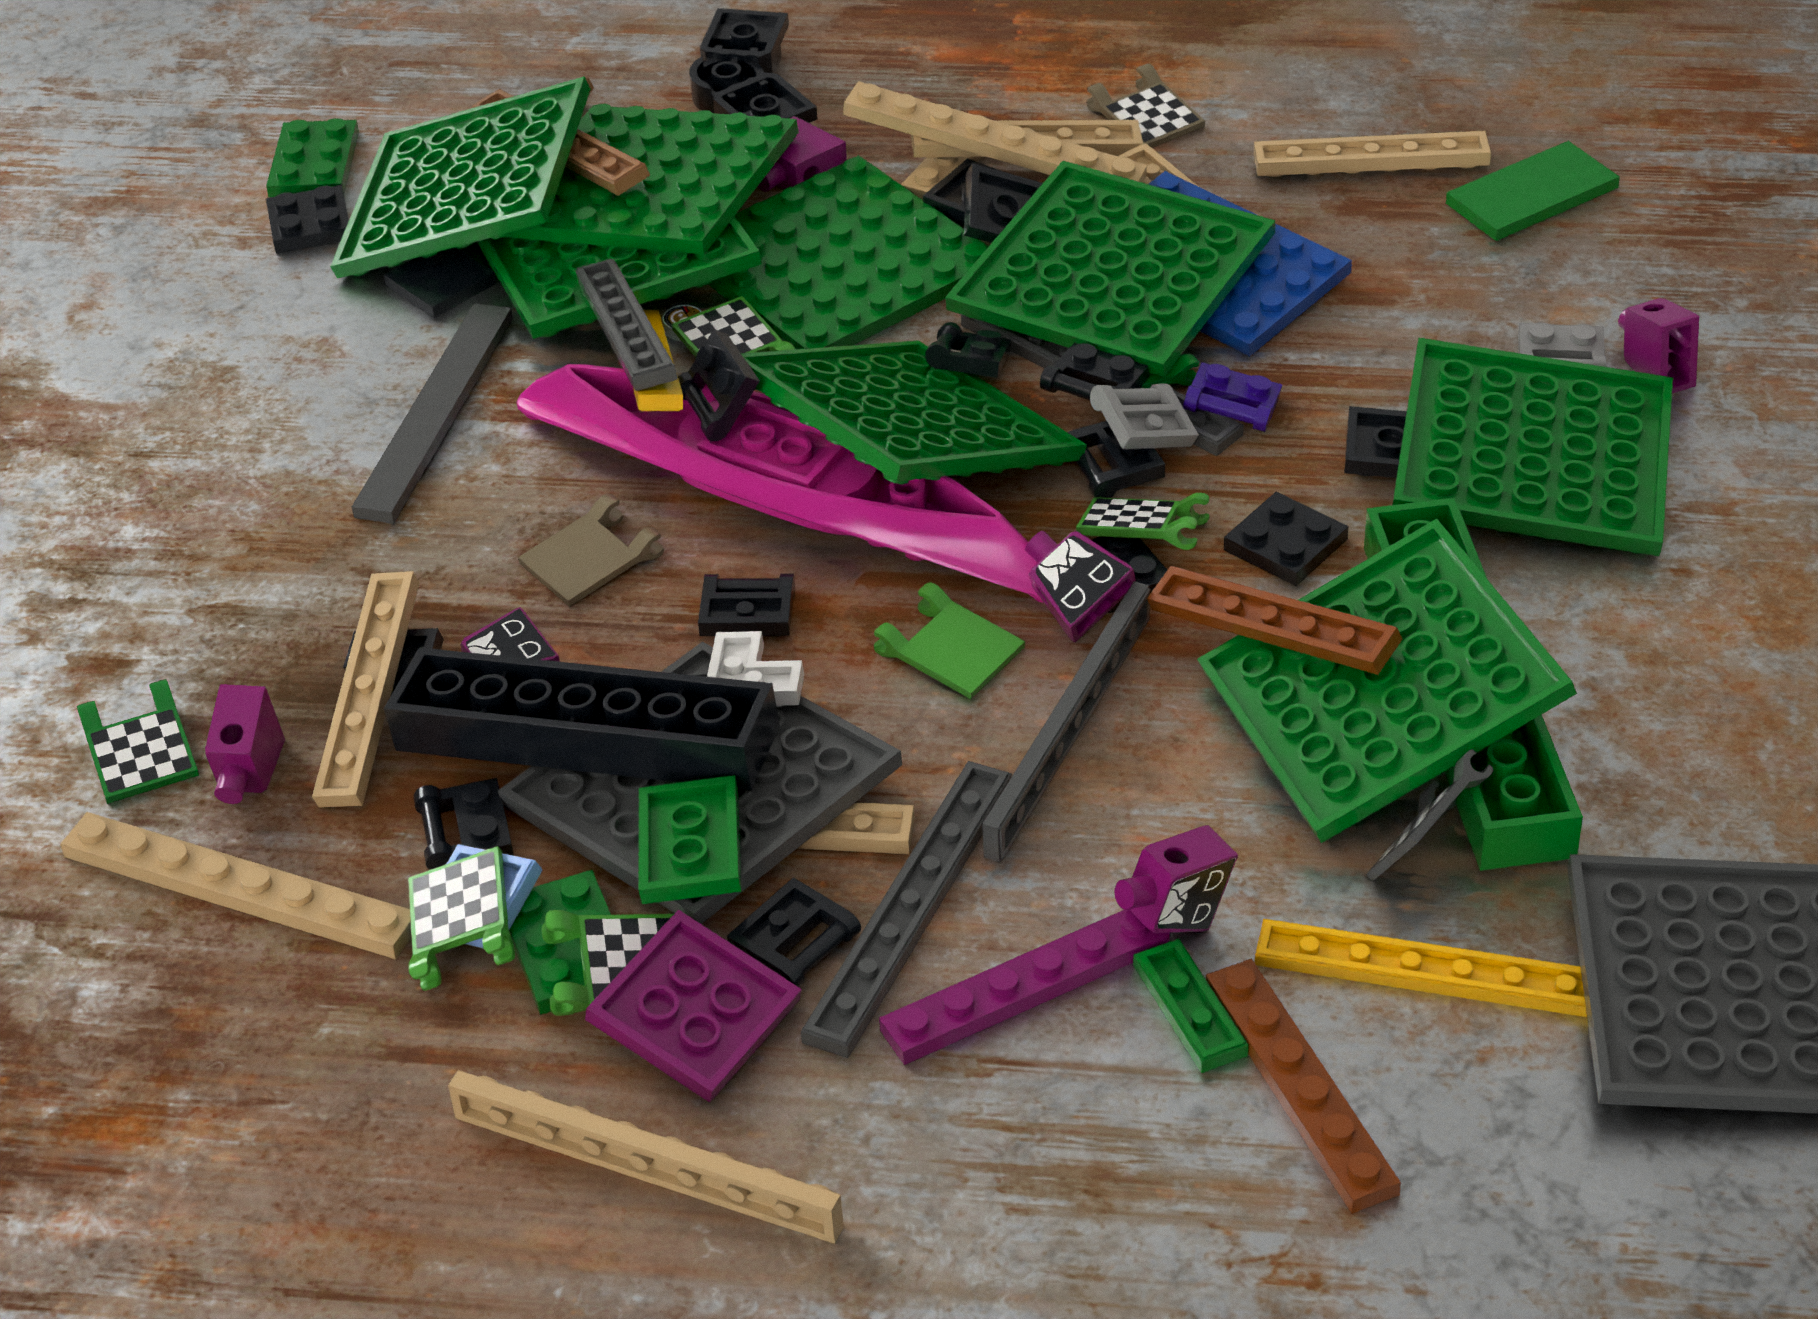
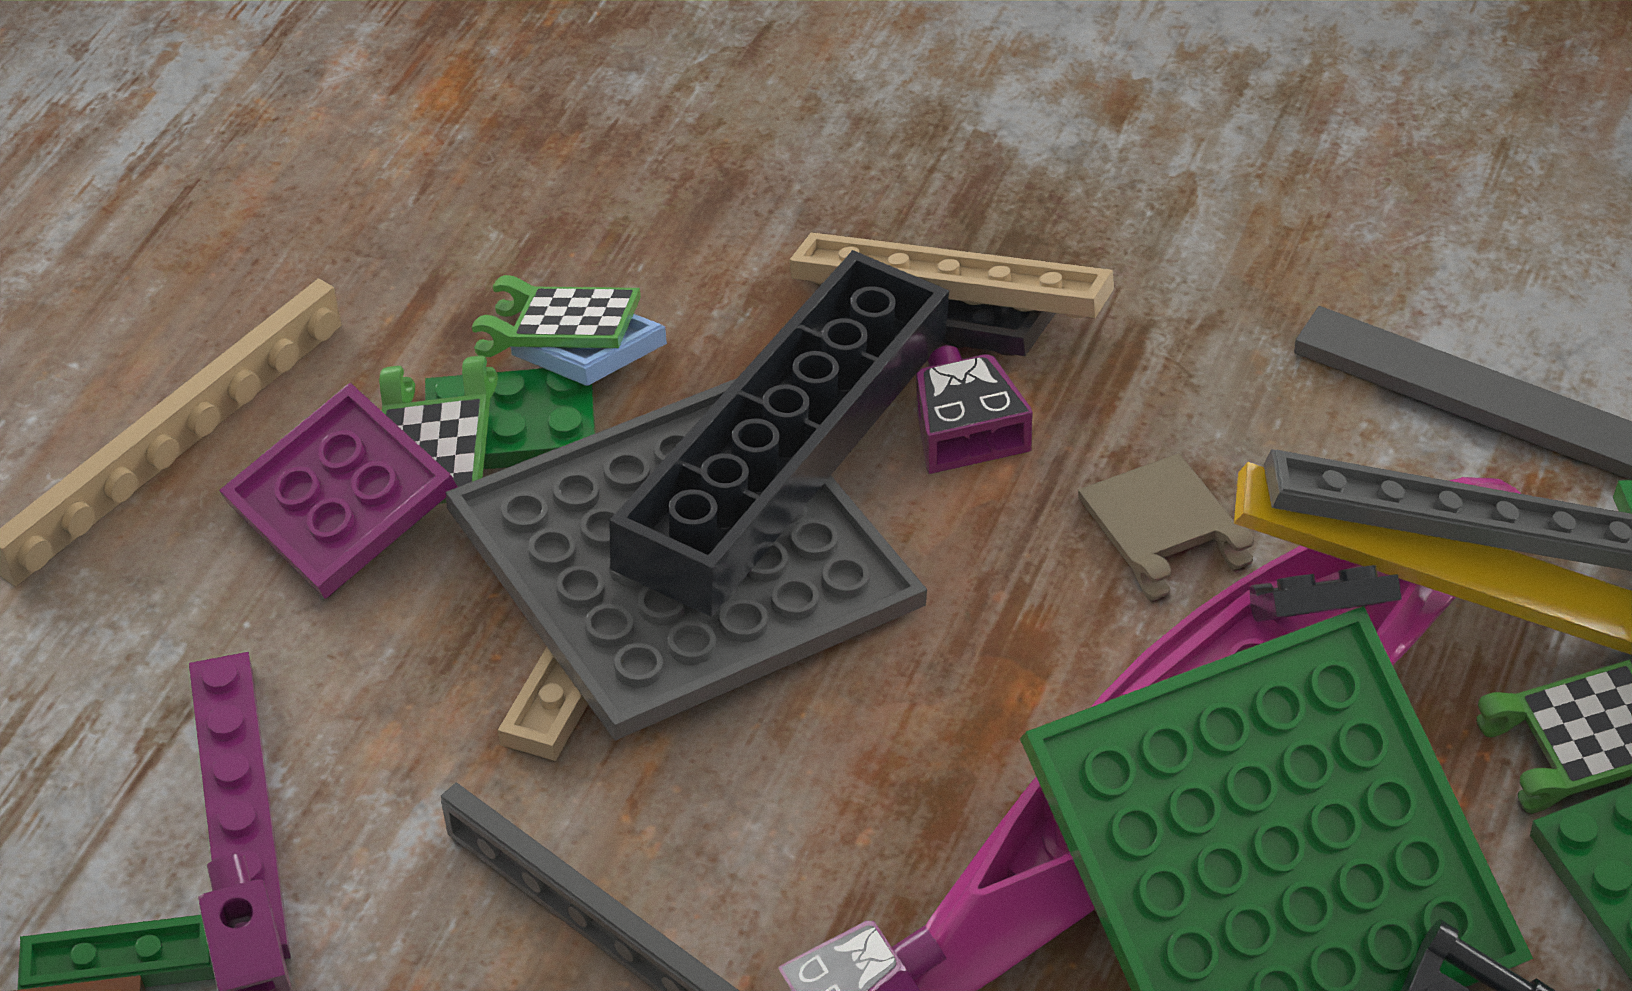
camera: 105 degrees right, 5 degrees up
(140, 750) = (968, 118): flag -> none
(240, 884) = (721, 177): tan plate -> none
(243, 741) = (900, 175): magenta torso -> none
(478, 816) = (705, 366): black plate -> none
(689, 840) = (541, 492): green plate -> none
(739, 658) = (811, 588): white plate -> none
(746, 605) = (979, 646): black plate -> none
(785, 921) = (428, 592): black plate -> none
(904, 912) = (418, 725): dark grey tile -> none
(954, 646) = (839, 864): bright green flag -> none

